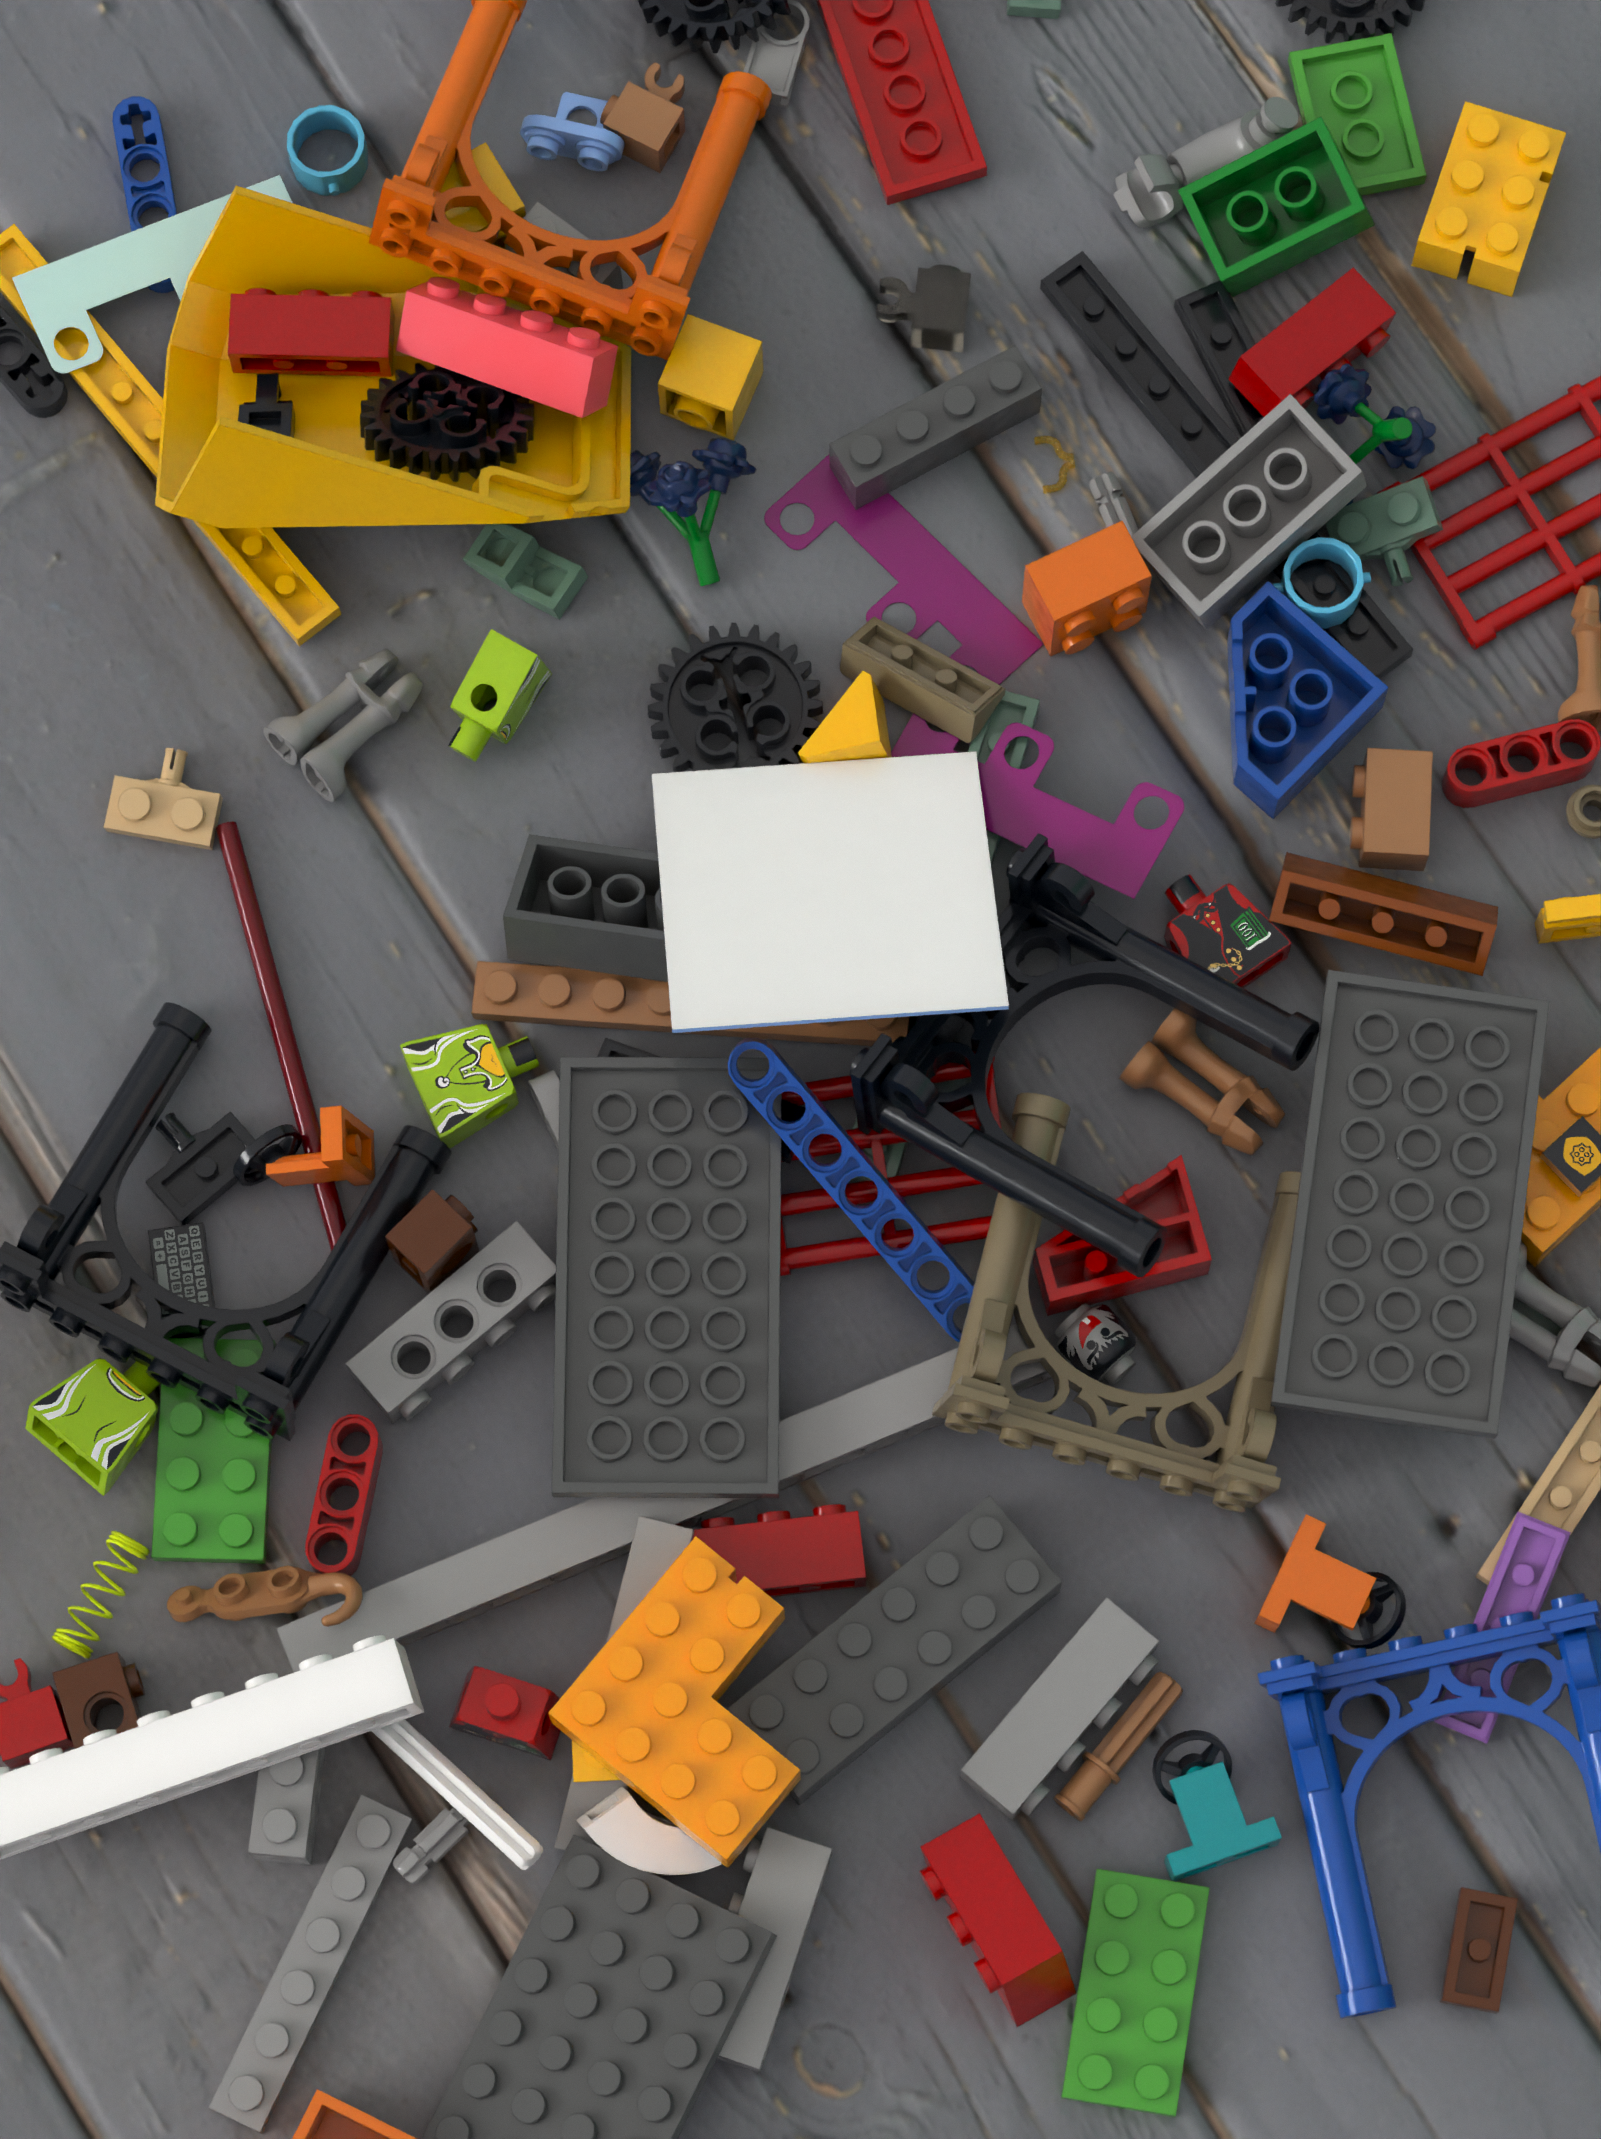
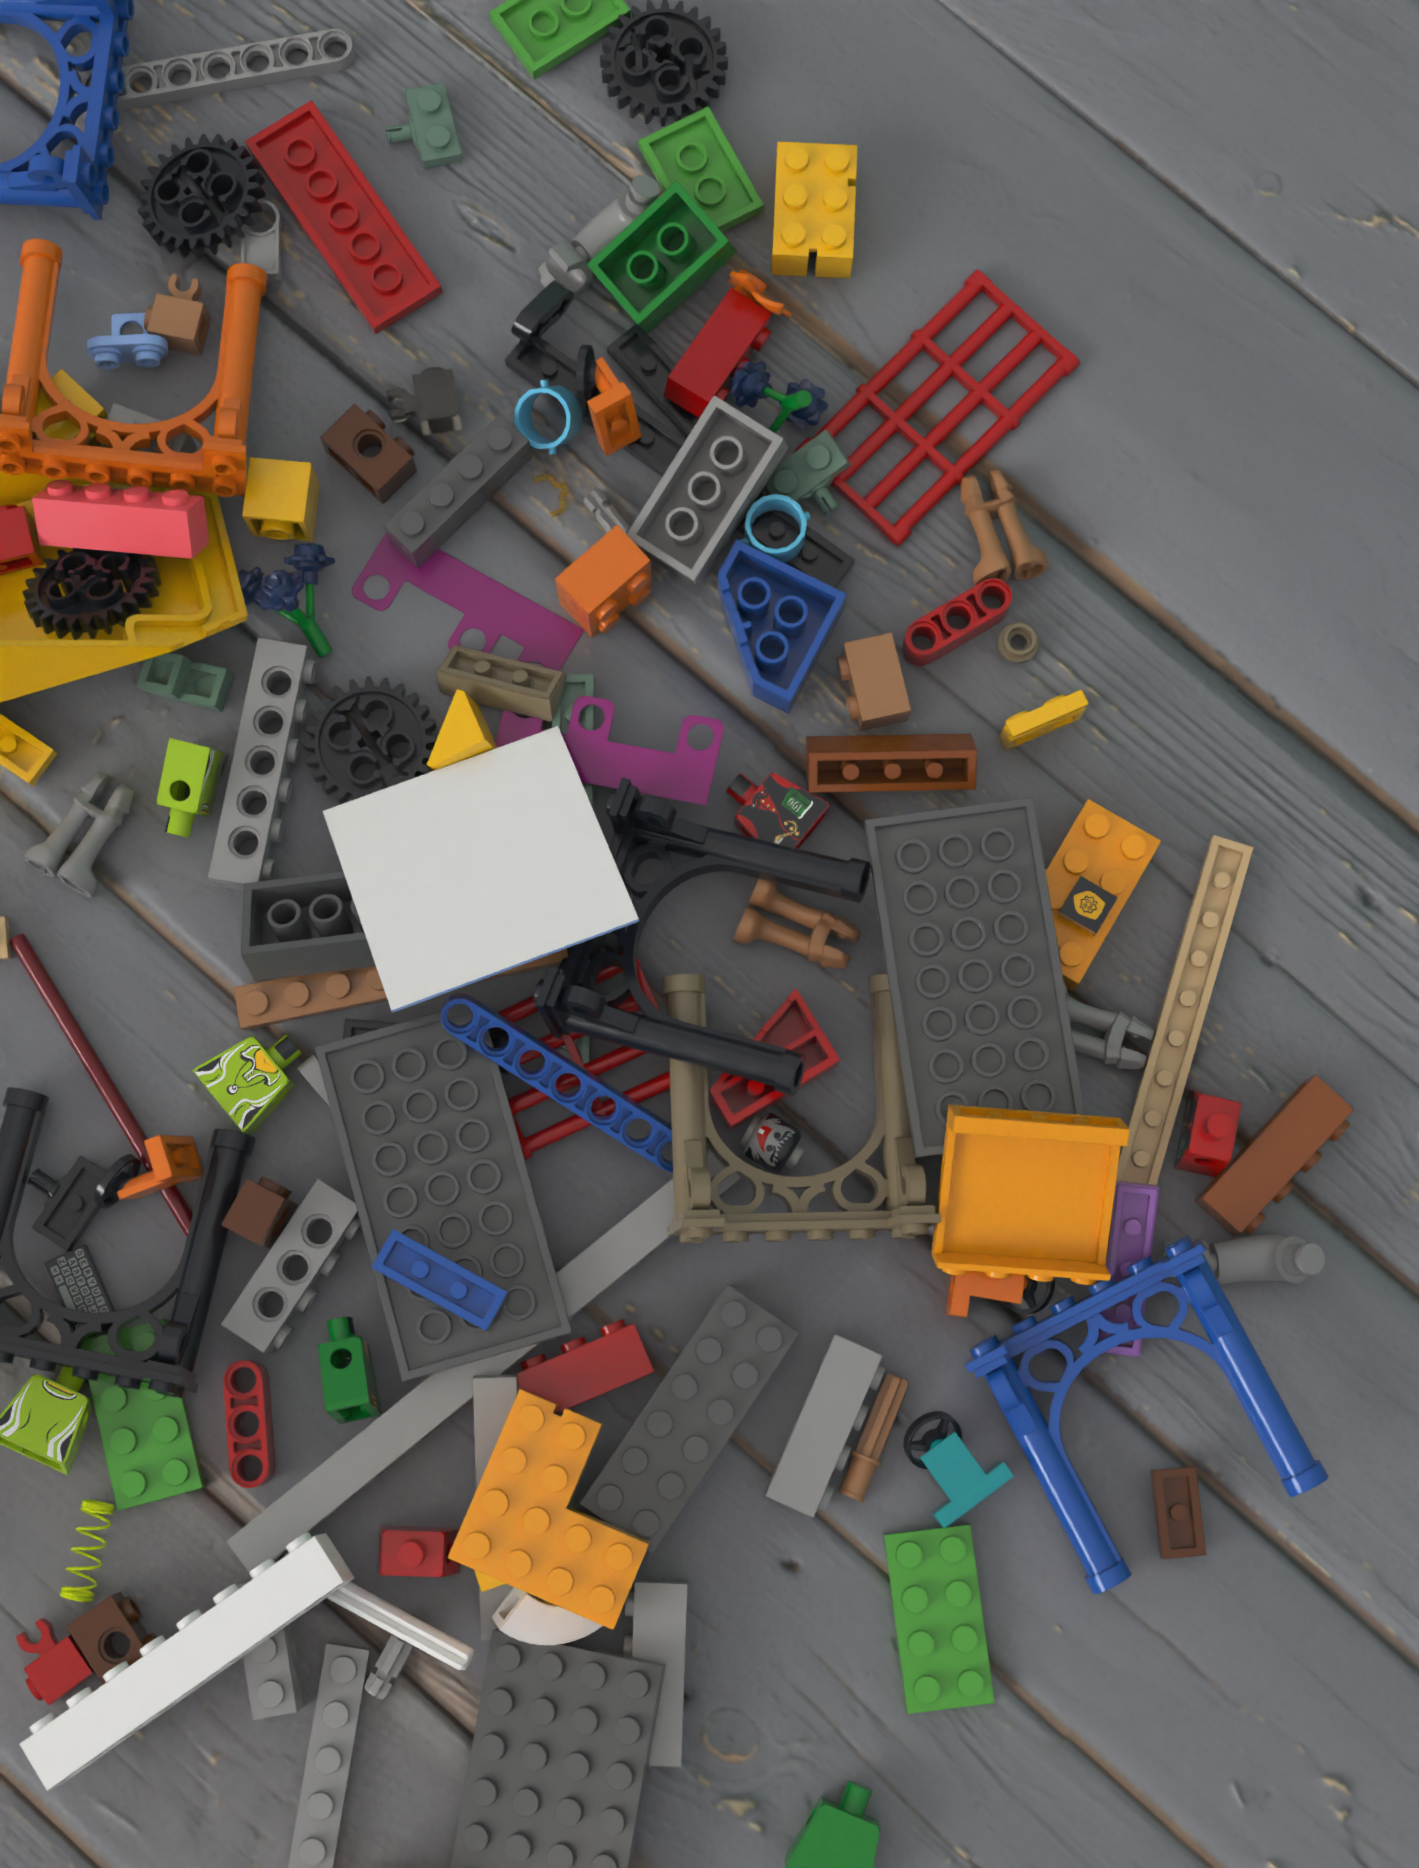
camera: 20 degrees left, 5 degrees up
(266, 1593) = (212, 1515): medium nougat piece -> none
(484, 1472) = (349, 1391): none -> green torso
(634, 1380) = (440, 1280): none -> blue plate
(641, 576) = (271, 663): none -> light grey brick
(839, 379) = (378, 474): none -> reddish brown brick
(997, 1919) = (821, 1598): red wedge -> none
(1105, 234) = (542, 312): none -> black beam
(1108, 365) = (573, 412): none -> medium azure piece
(1155, 378) = (610, 411): none -> orange piece
(1382, 278) = (753, 289): none -> orange plate
(1399, 1487) = (1027, 1193): none -> light orange panel

